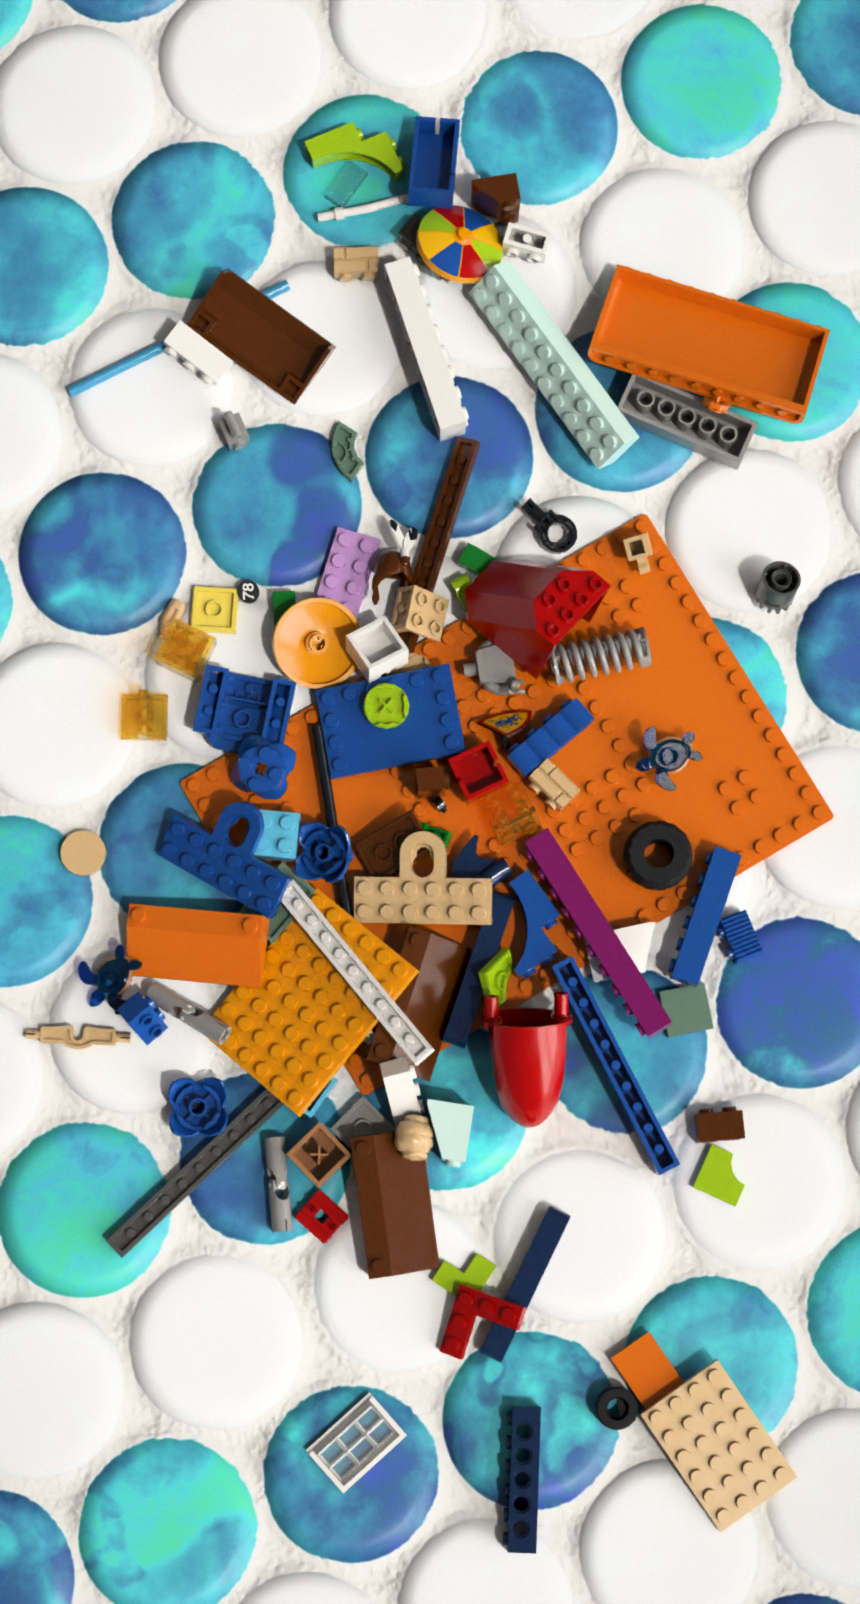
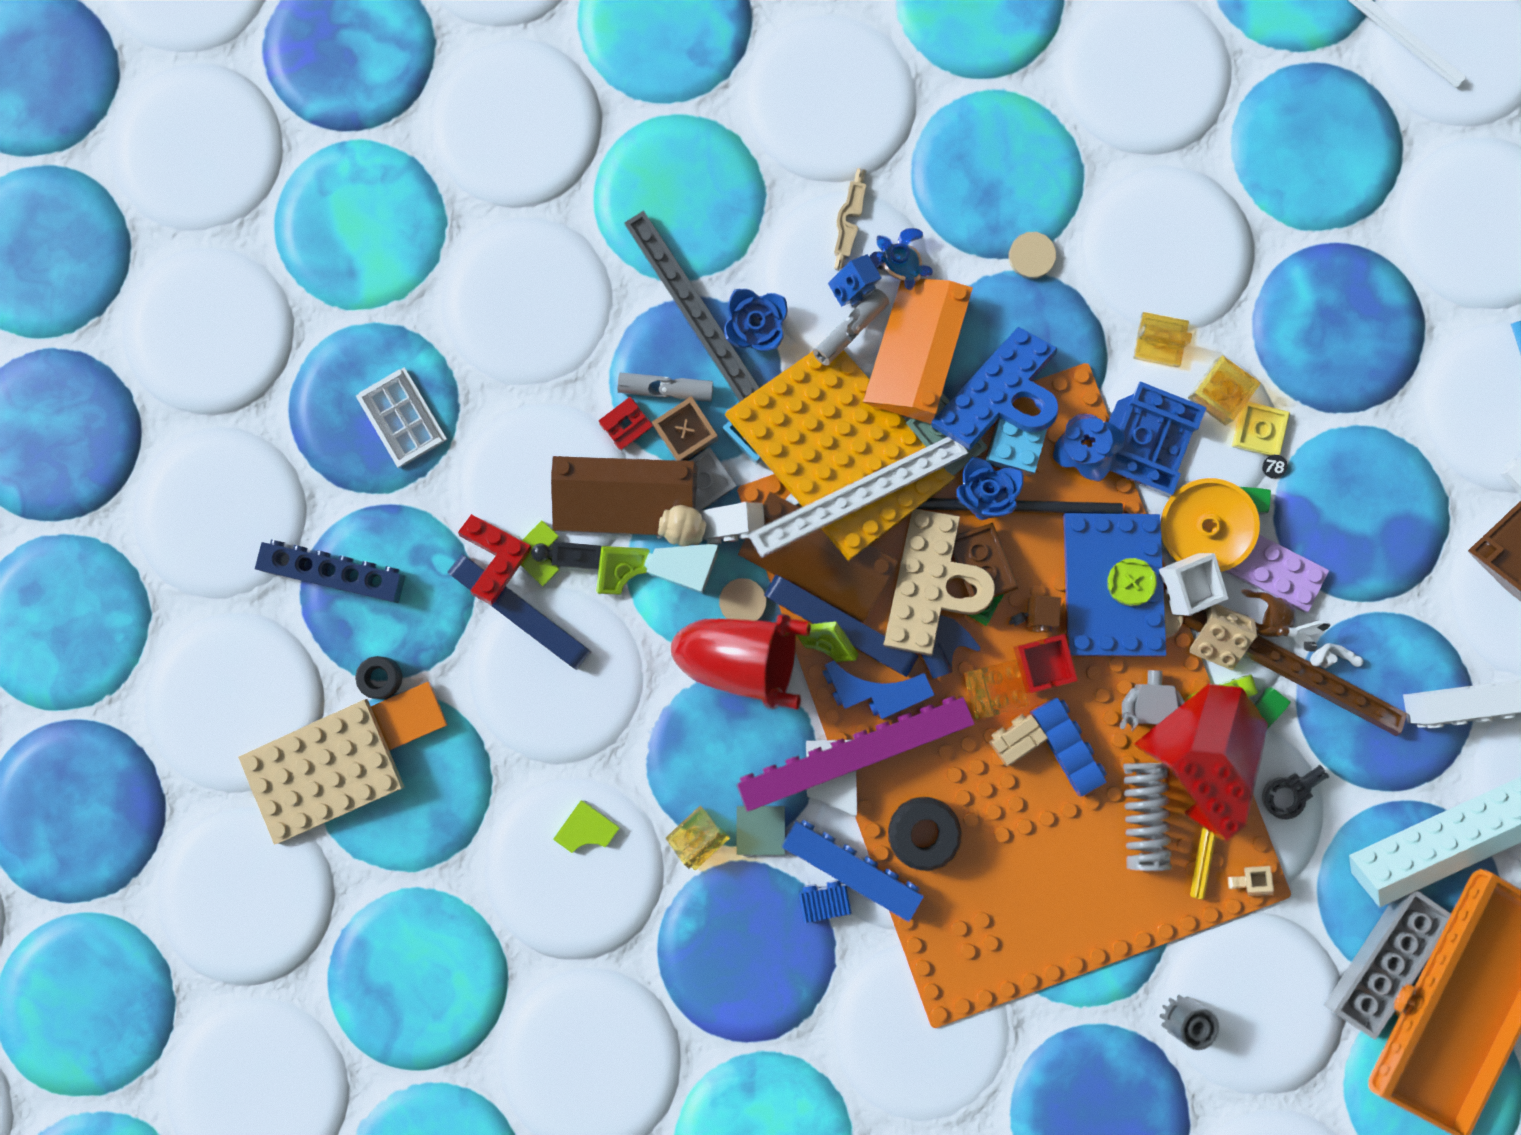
camera: 105 degrees right, 5 degrees up
(173, 611) = (1267, 388): tan piece -> none
(234, 431) = (1450, 481): light grey brick -> none
(344, 452) = (1408, 592): sand green tile -> none
(421, 517) = (1327, 656): none -> white piece
(460, 1238) = (569, 555): none -> black plate
(462, 1194) = (618, 566): none -> lime tile
(472, 1069) = (742, 600): none -> tan tile
(507, 724) = (1089, 704): shield -> none
(615, 1066) = (715, 744): blue brick -> none
(634, 597) = (1203, 864): none -> yellow axle
(667, 756) = (1027, 865): clear blue animal -> none
(706, 1068) = (697, 838): none -> clear yellow bracket
(719, 1125) = (635, 839): reddish brown brick -> none

